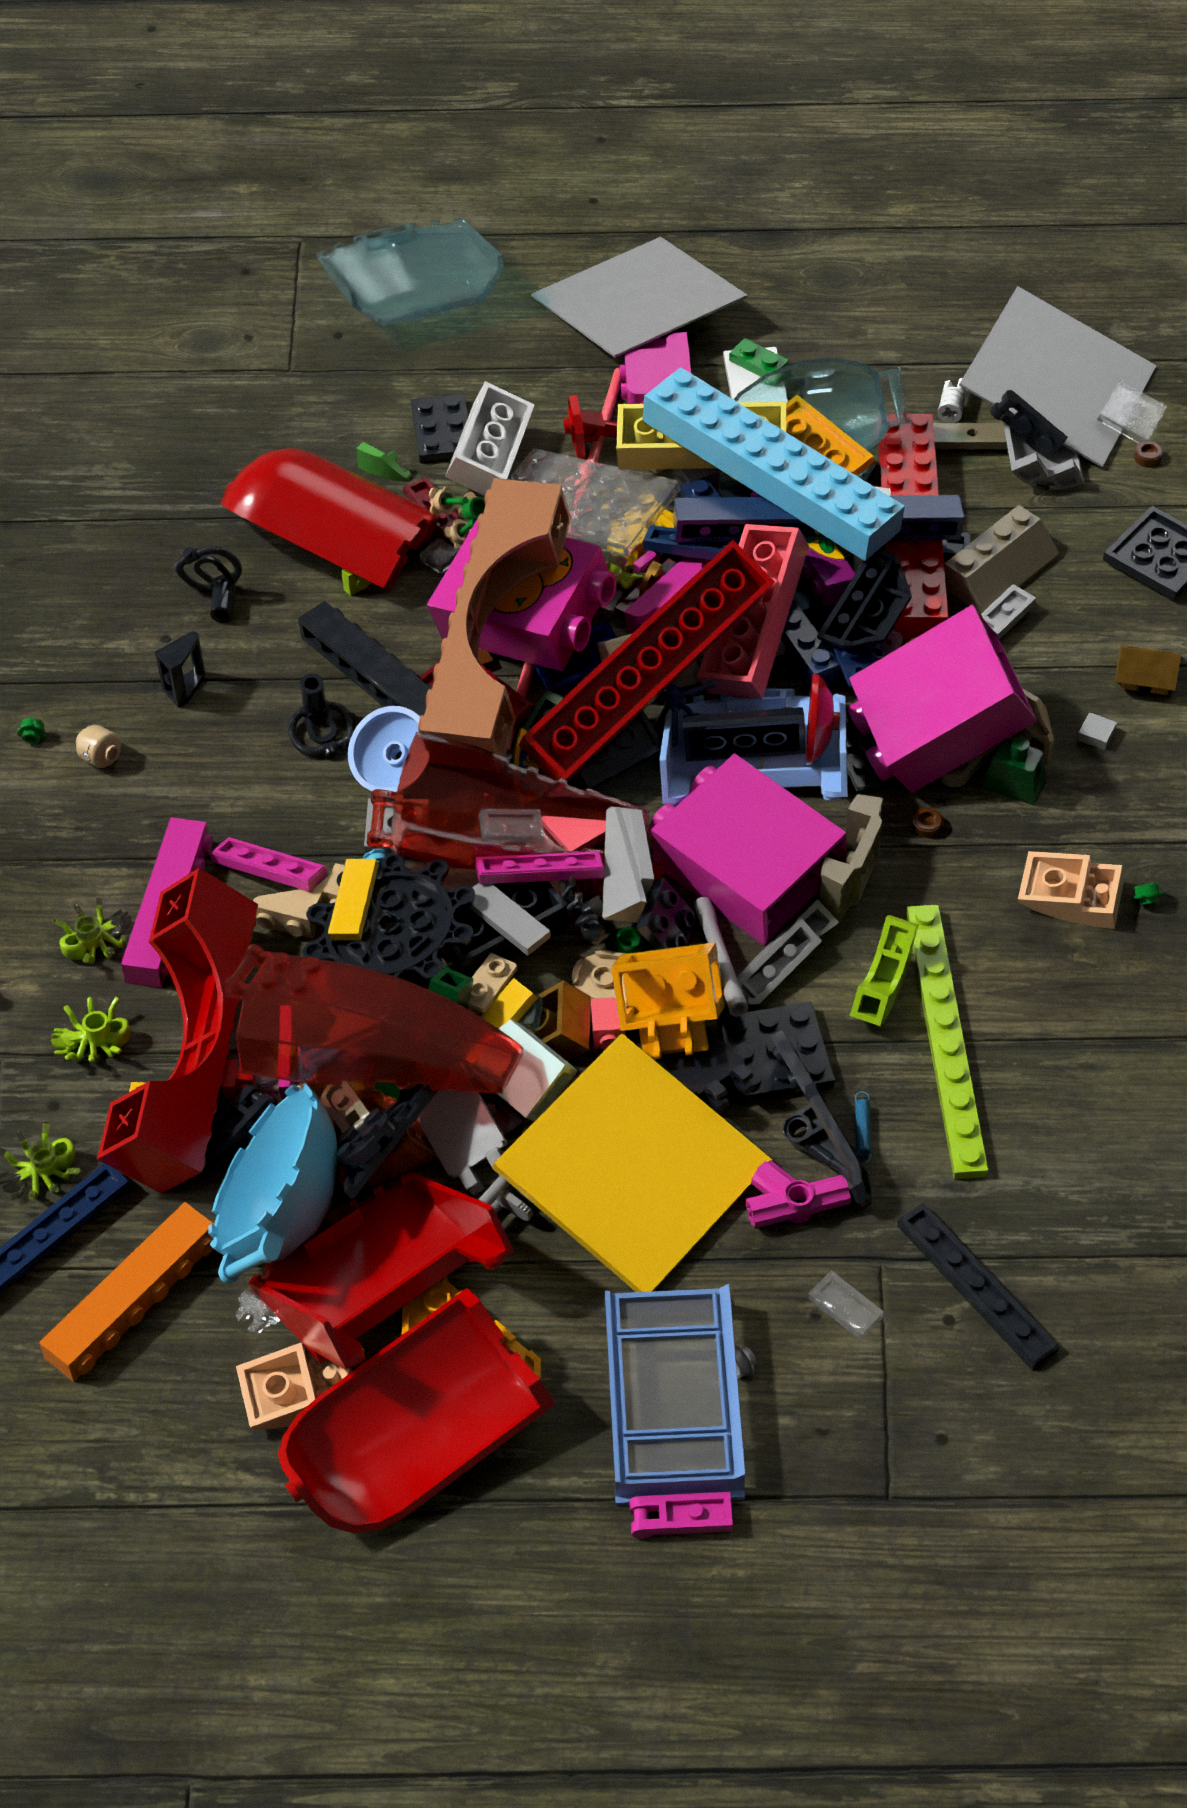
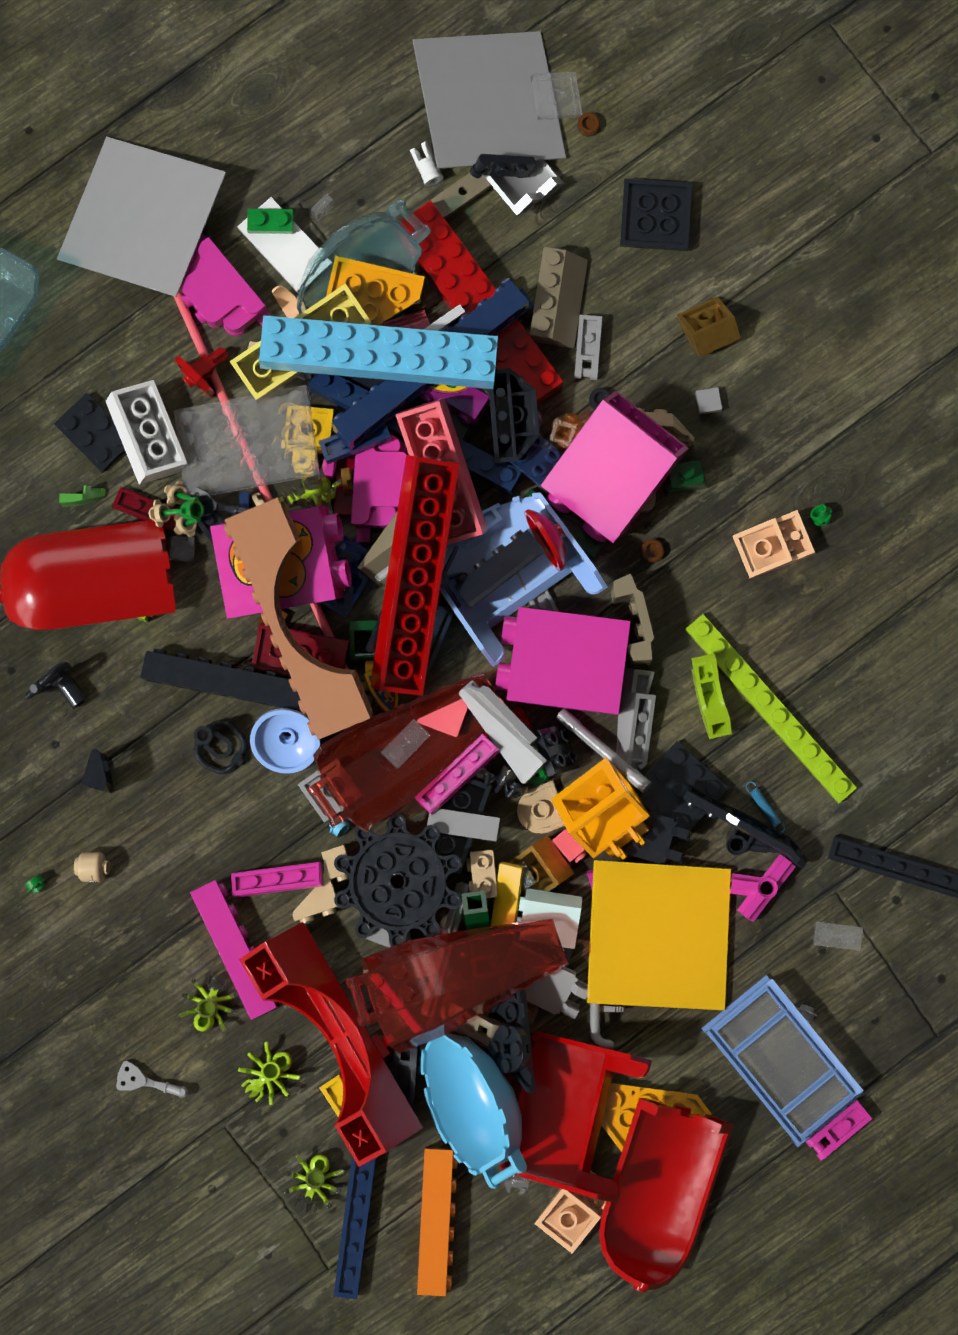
camera: 35 degrees left, 30 degrees up
(353, 899) = (362, 880): yellow tile -> none

